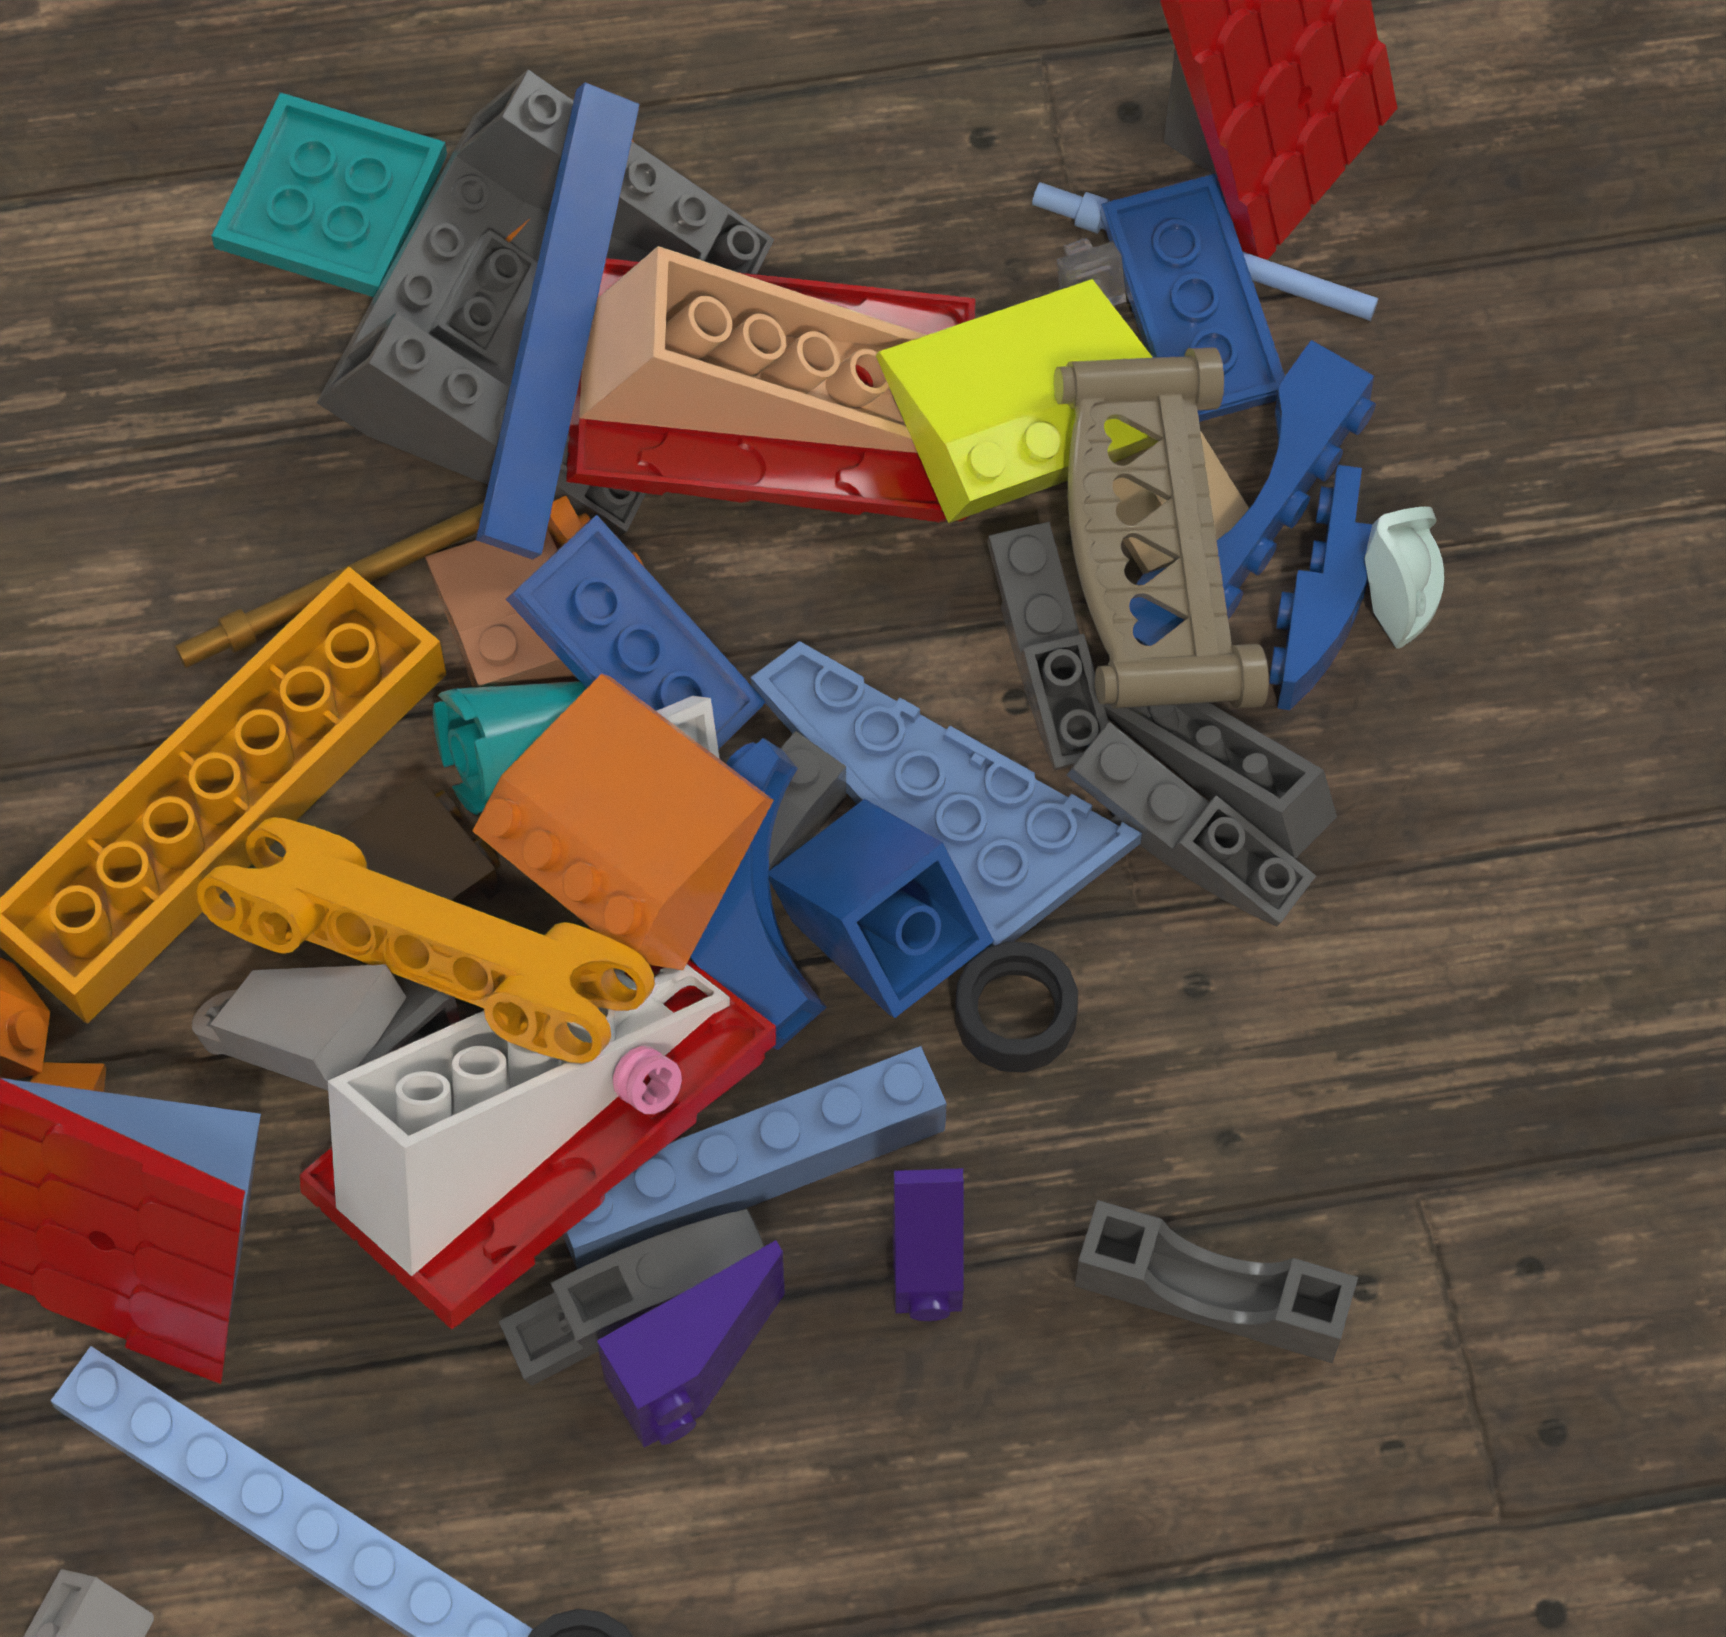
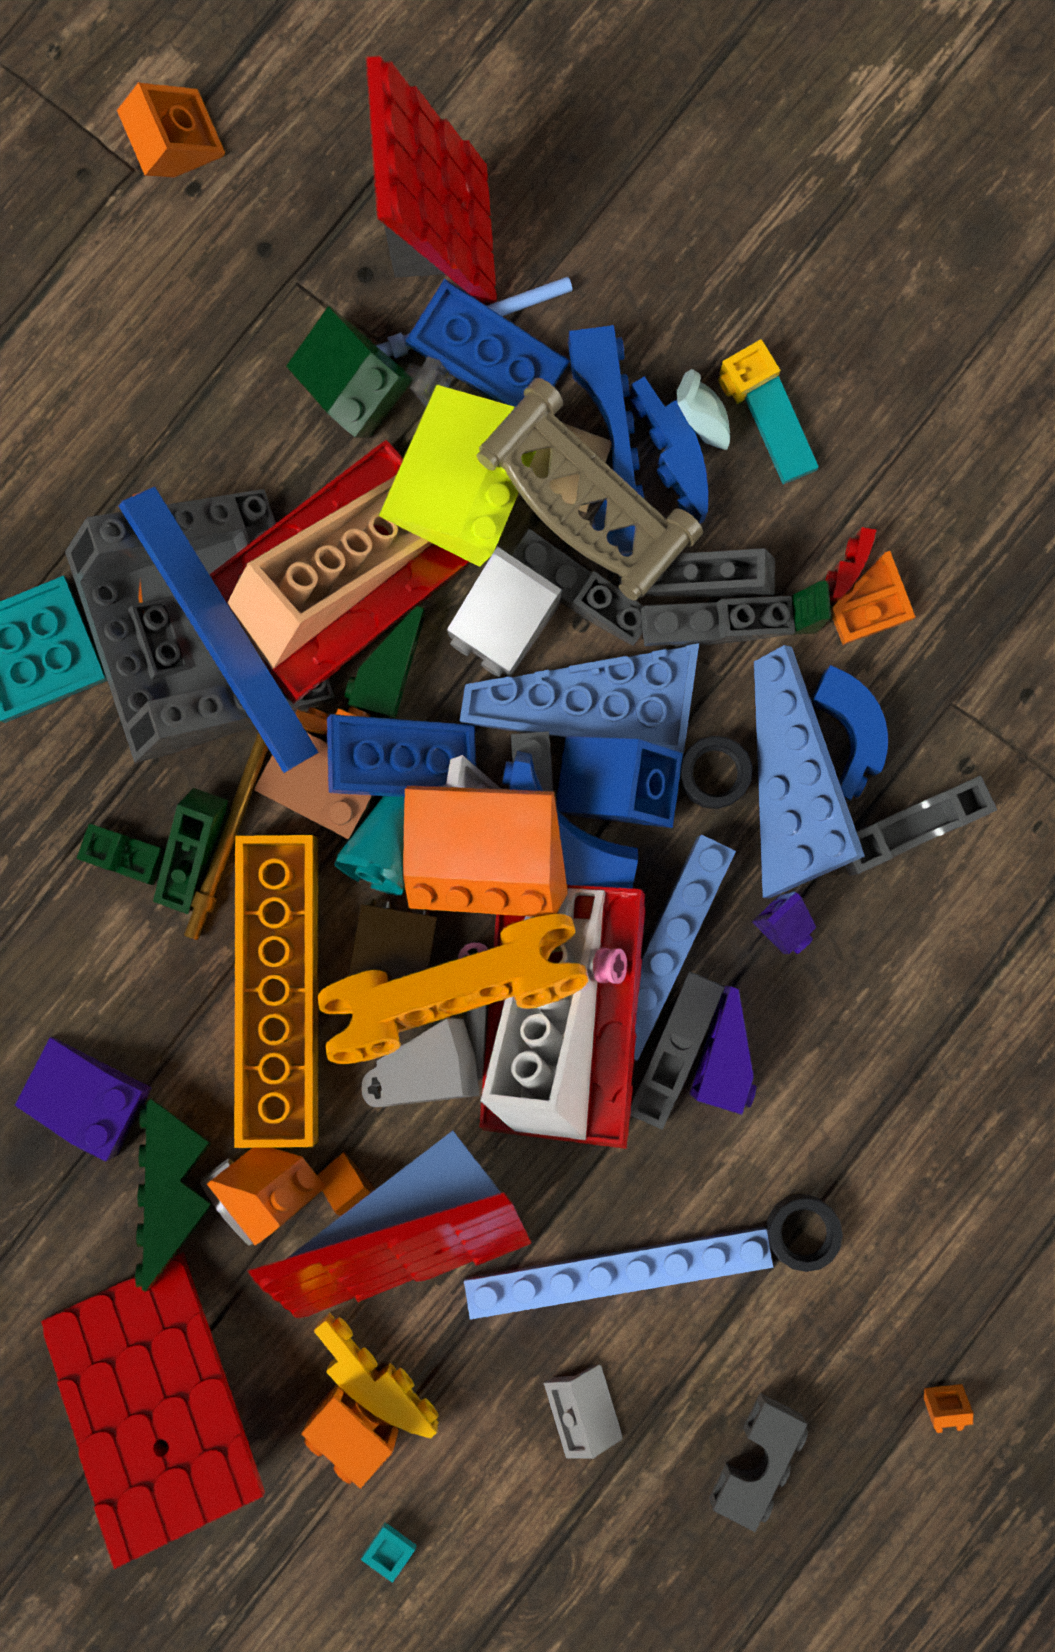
camera: 40 degrees left, 20 degrees up
(197, 498) = (121, 854): none -> dark green slope
(289, 546) = (189, 848): none -> dark green slope
(722, 548) = (385, 672): none -> dark green slope
(925, 597) = (504, 613): none -> slope
(997, 195) = (348, 374): none -> dark green slope
(1093, 1123) = (801, 802): none -> medium blue wing
(1273, 1069) = (864, 723): none -> blue arch
(1323, 908) = (811, 608): none -> dark green slope
(1415, 911) = (846, 573): none -> red slope
(1416, 975) = (873, 603): none -> orange wing
(1491, 673) = (781, 431): none -> teal tile
(1505, 569) = (747, 371): none -> yellow bracket

